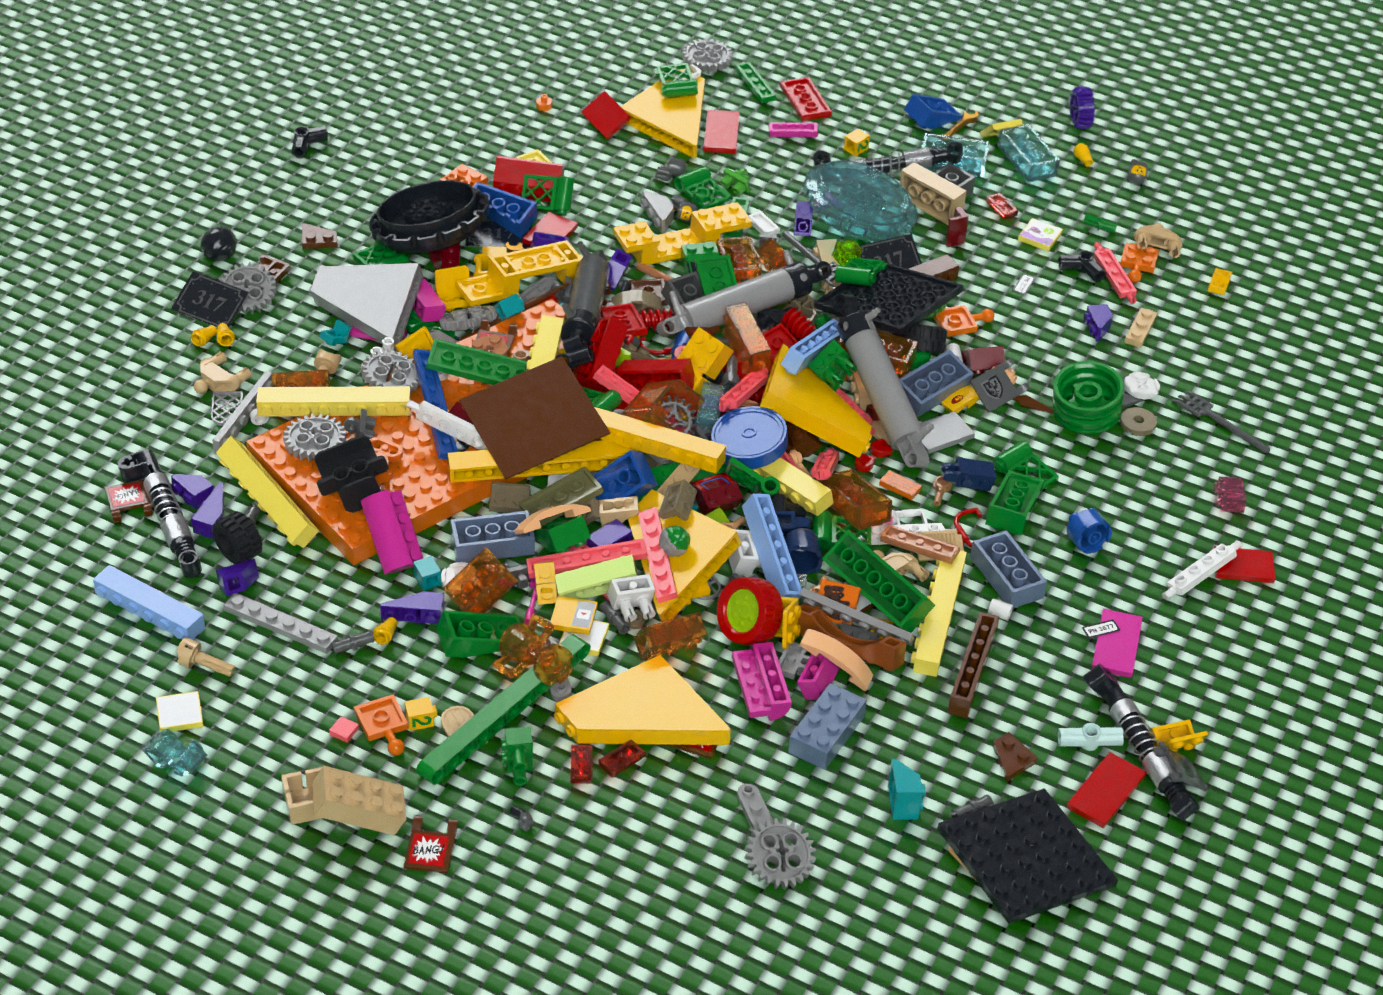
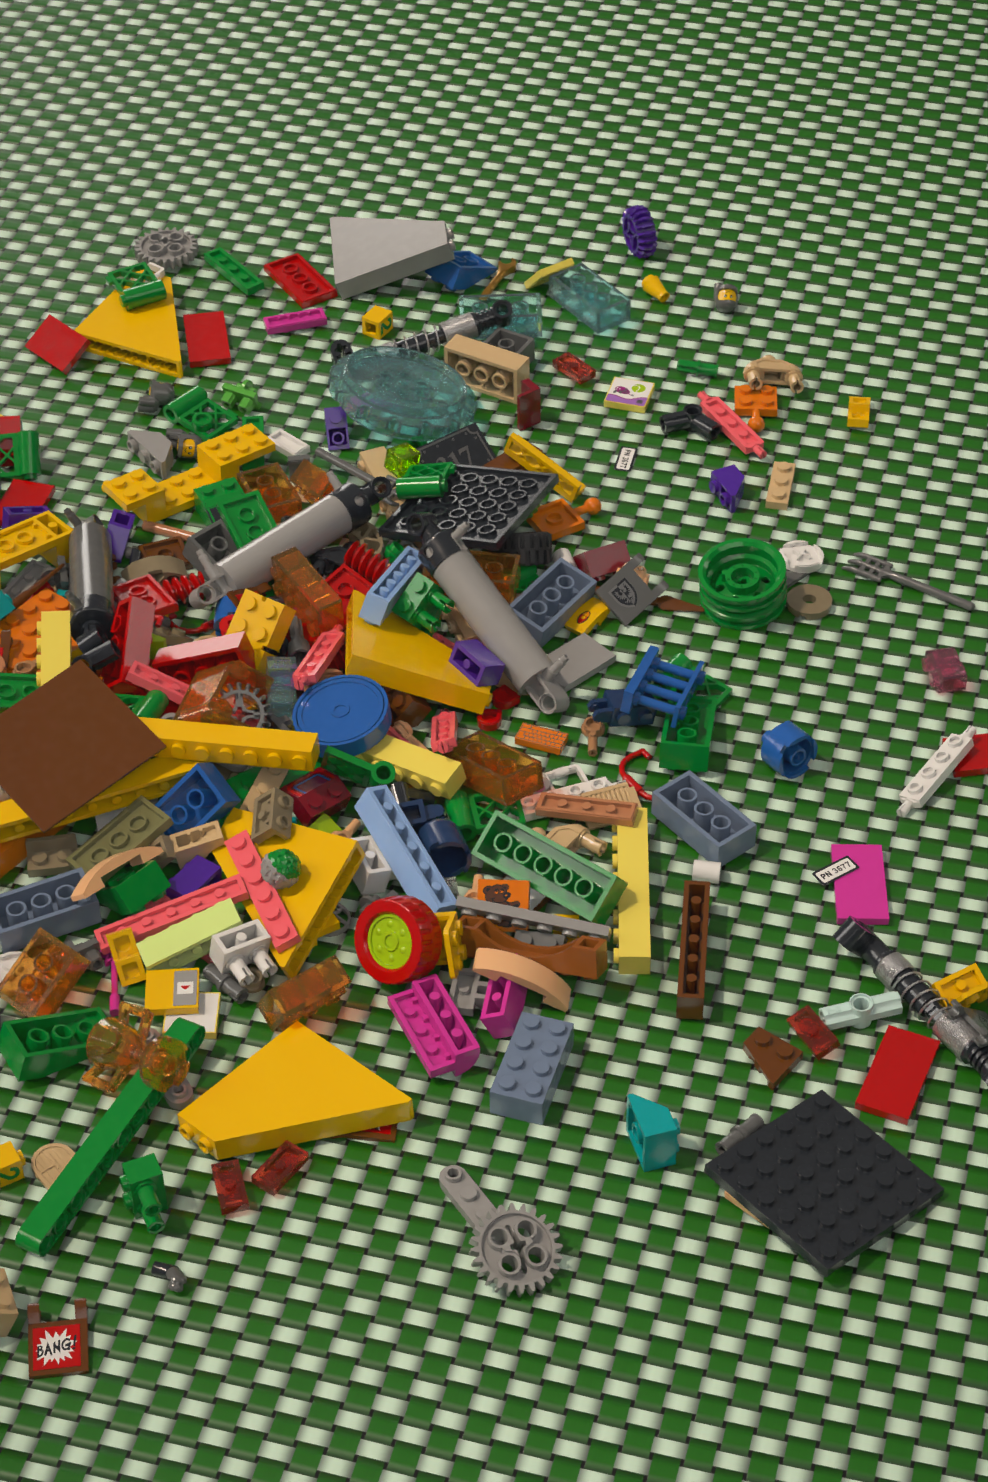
camera: 10 degrees left, 0 degrees up
(863, 417) = (477, 662): none -> dark purple brick
(876, 86) = (385, 250): none -> light grey slope
(952, 273) = (536, 461): none -> yellow fence
(992, 450) = (645, 674): none -> blue fence
(1049, 745) = (813, 1032): none -> clear red plate

